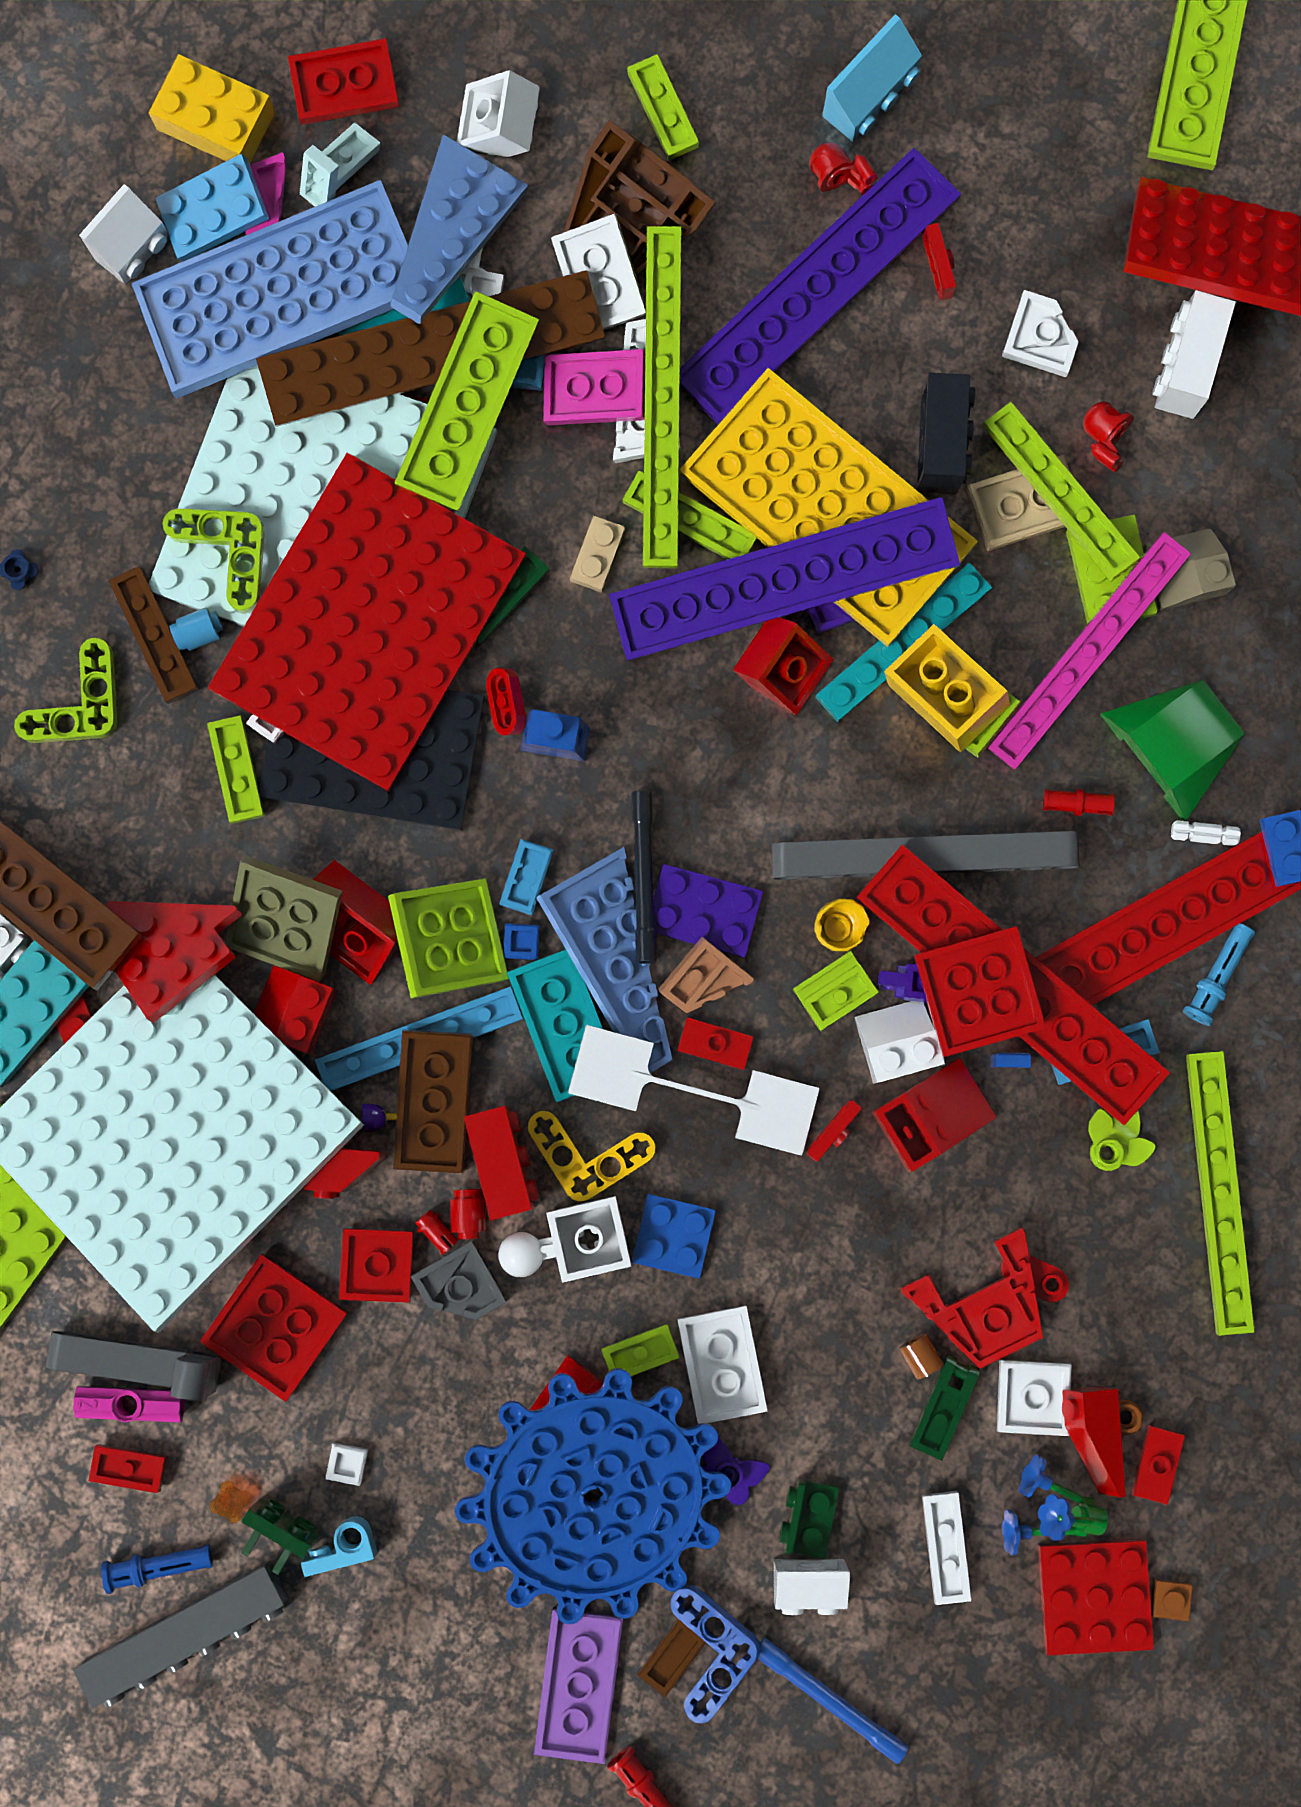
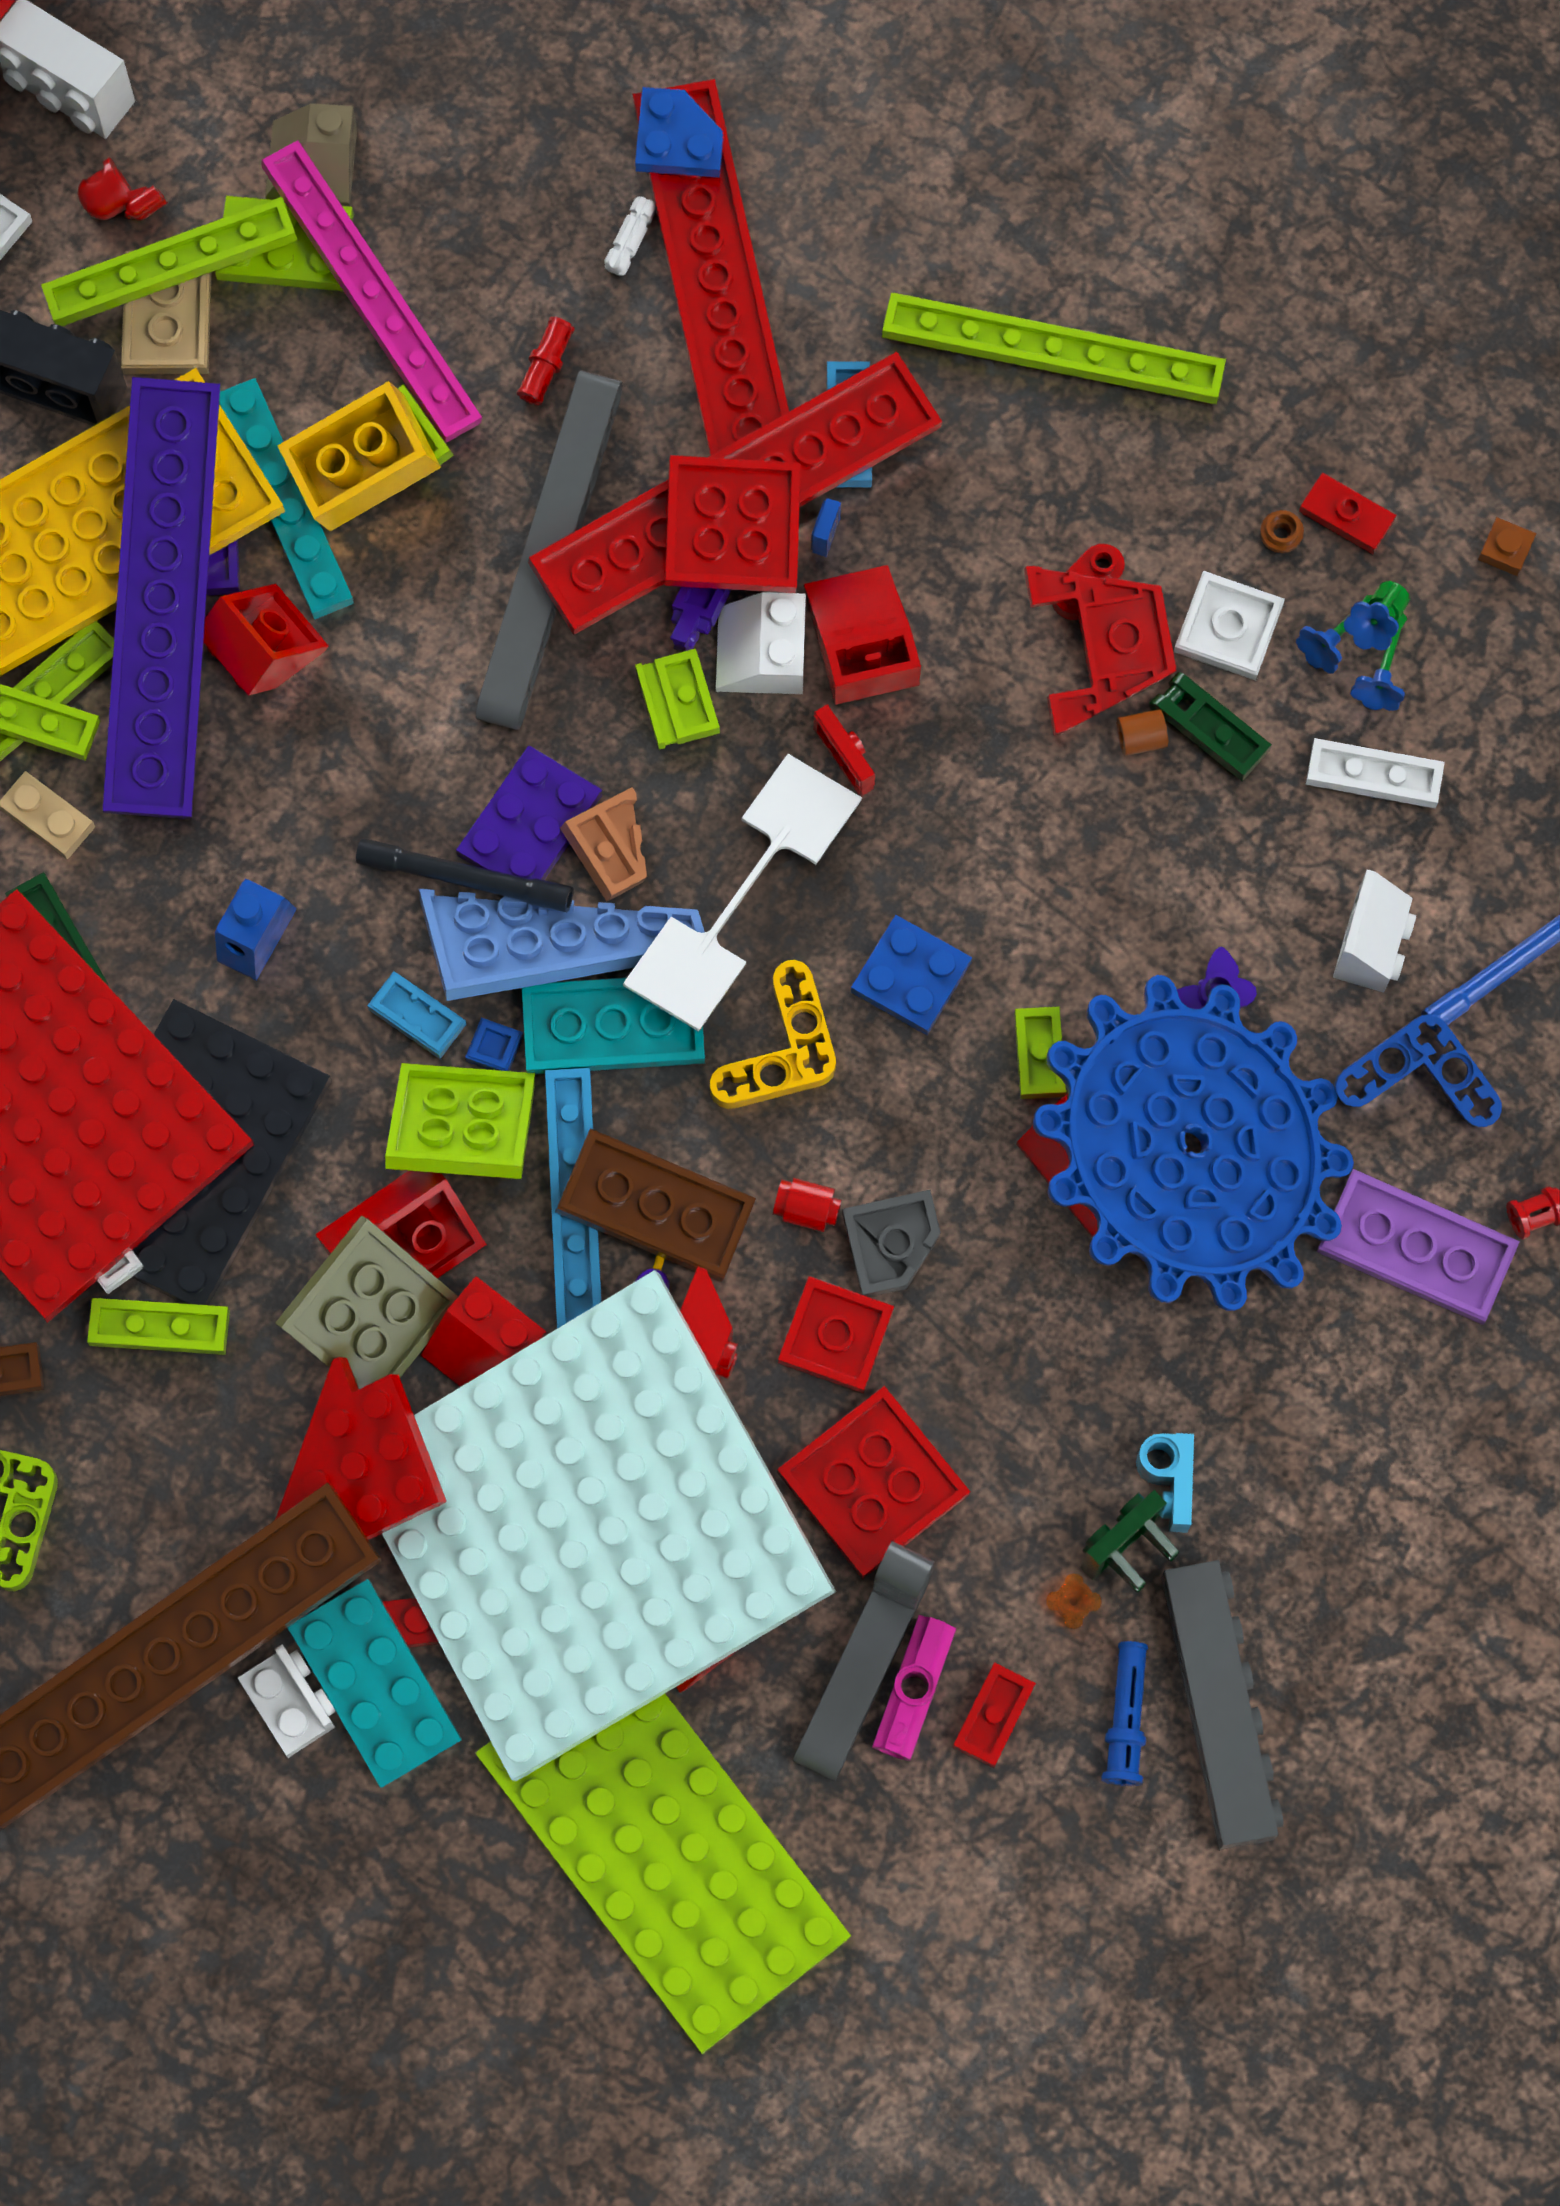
camera: 75 degrees left, 10 degrees down
(346, 1464) = (1069, 1445): white tile -> none
(434, 1229) = (817, 1251): red pin -> none
(501, 1162) = (757, 1138): red brick -> none
(506, 701) = (192, 973): red plate -> none
(523, 1253) = (901, 1092): white brick -> none
(671, 1658) = (1413, 1126): reddish brown tile -> none
(715, 1043) = (694, 857): red plate -> none
(722, 1365) = (1078, 958): white plate -> none
(809, 1518) = (1295, 918): dark green bracket -> none
(841, 924) = (599, 665): yellow hair -> none
(1095, 1429) = (1293, 565): red slope -> none
(1095, 1597) = (1480, 628): red plate -> none
(1122, 1139) = (958, 438): lime plate -> none
(1179, 739) = (510, 229): green wedge -> none
(1214, 991) = (818, 280): dark azure pin -> none

